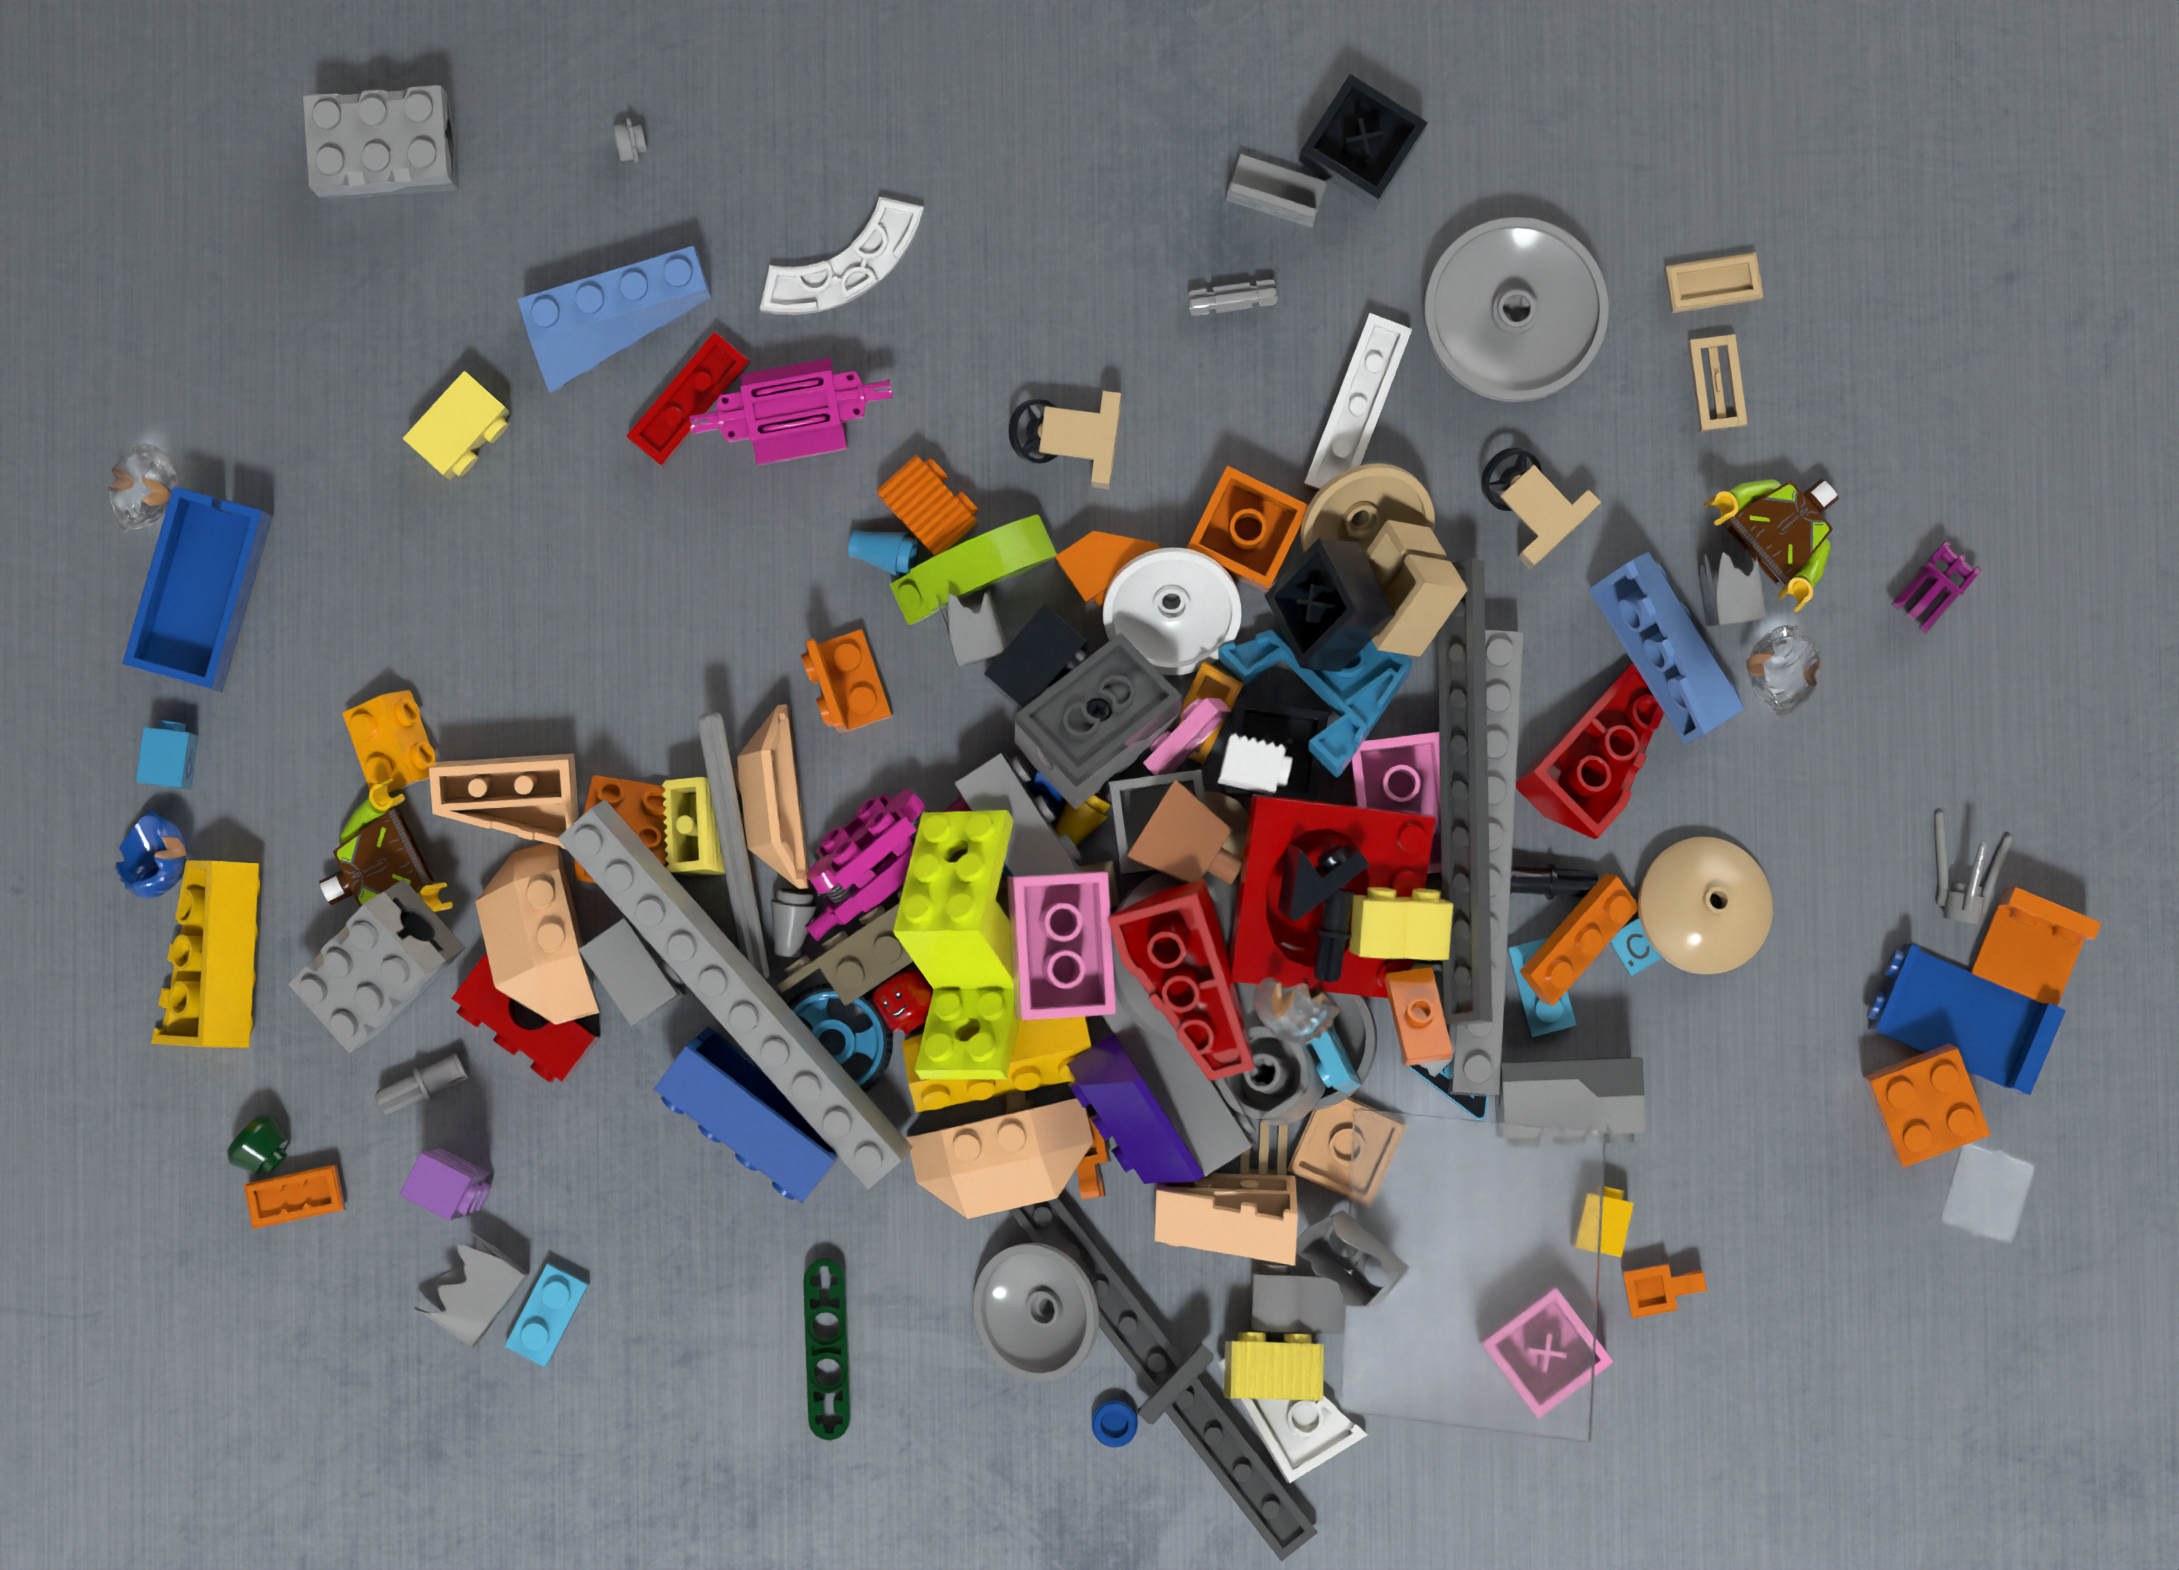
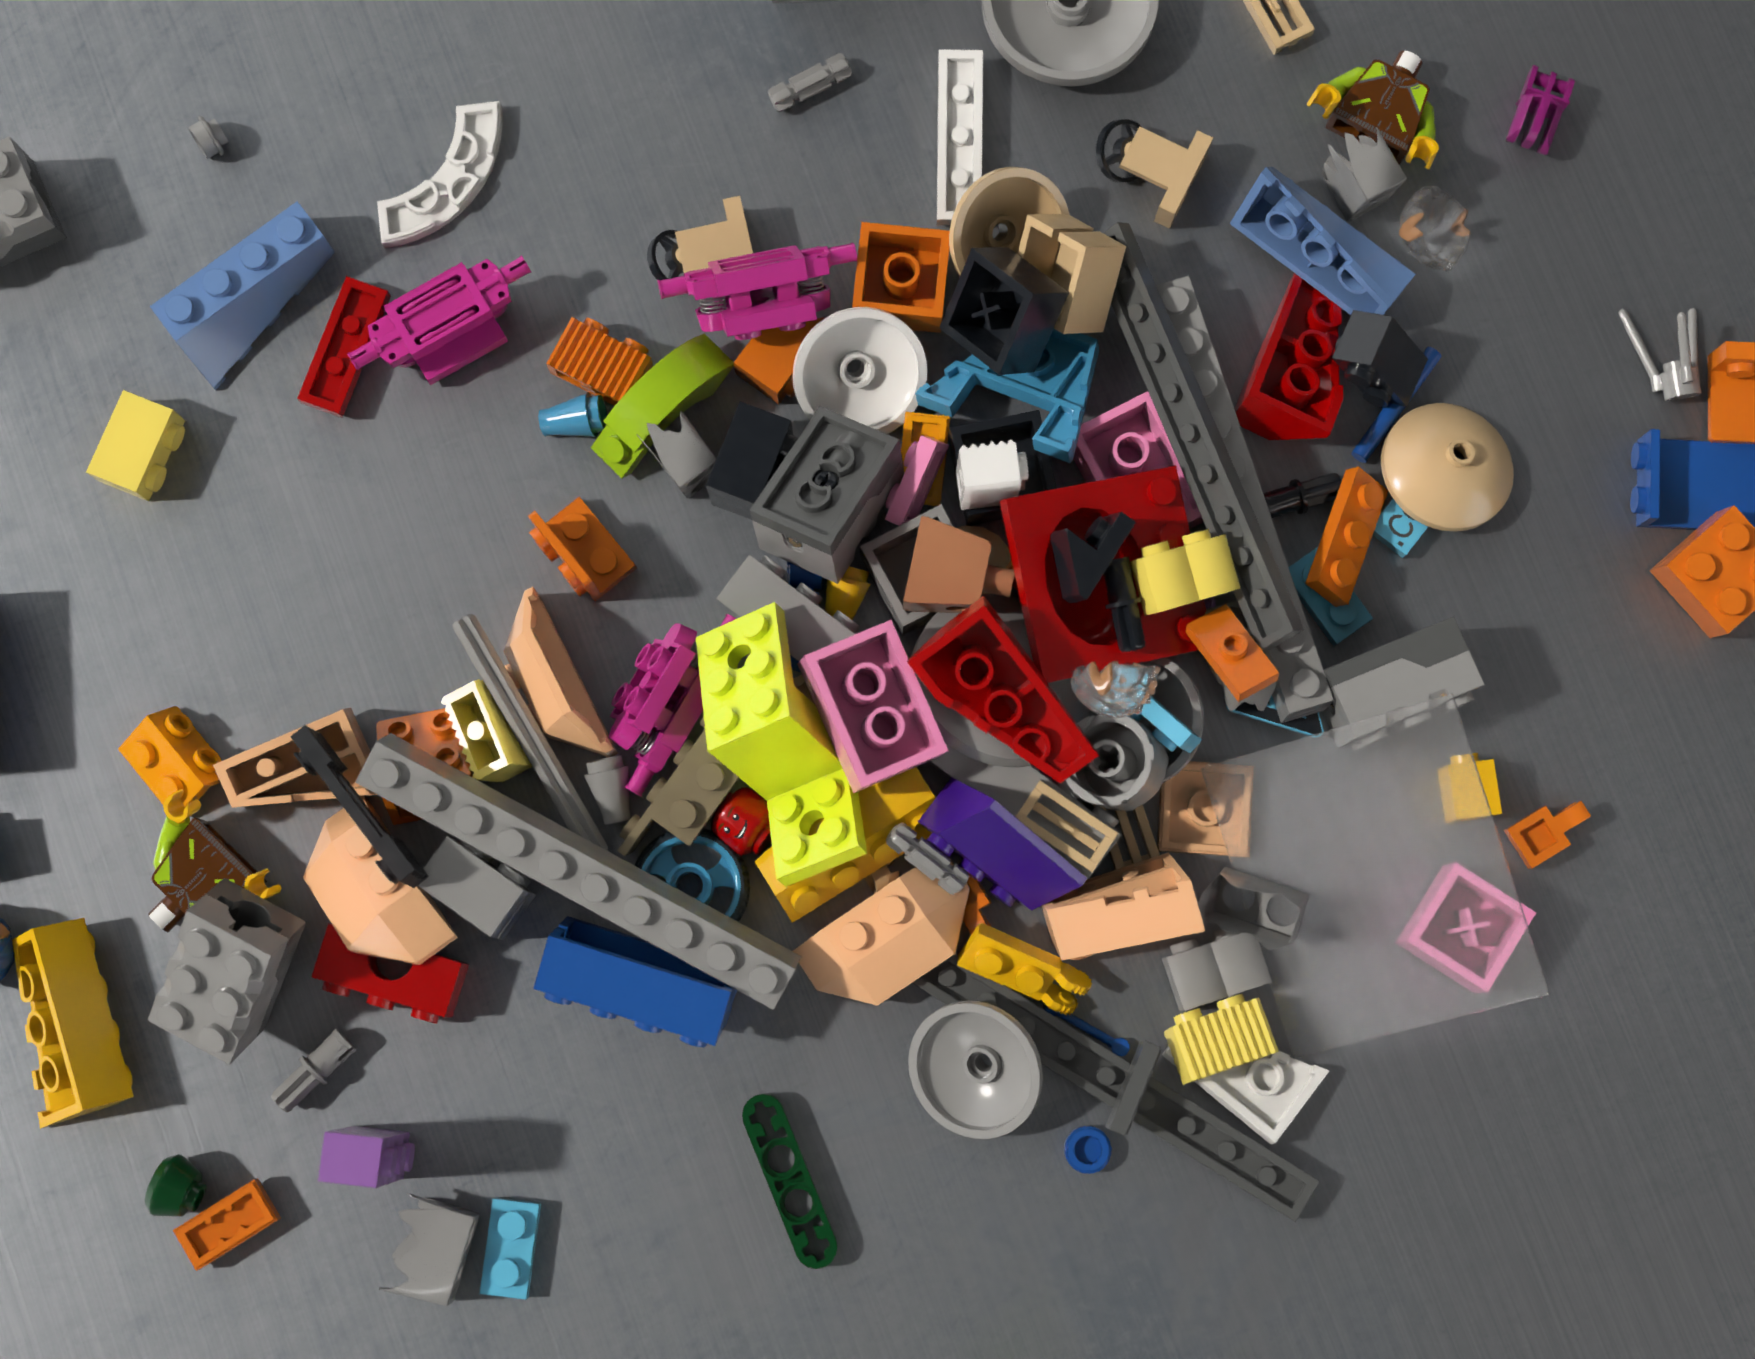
camera: 25 degrees left, 5 degrees down
(532, 801) = (319, 757): none -> black container
(1062, 1101) = (927, 858): none -> light grey axle
(1106, 497) = (760, 289): none -> dark pink piece
(1117, 1235) = (1023, 968): none -> yellow hinge
(1180, 1339) = (1118, 1046): none -> blue hinge
(1187, 1131) = (1099, 848): none -> tan tile
(1675, 781) = (1379, 358): none -> black brick
(1682, 825) = (1390, 414): none -> blue bar

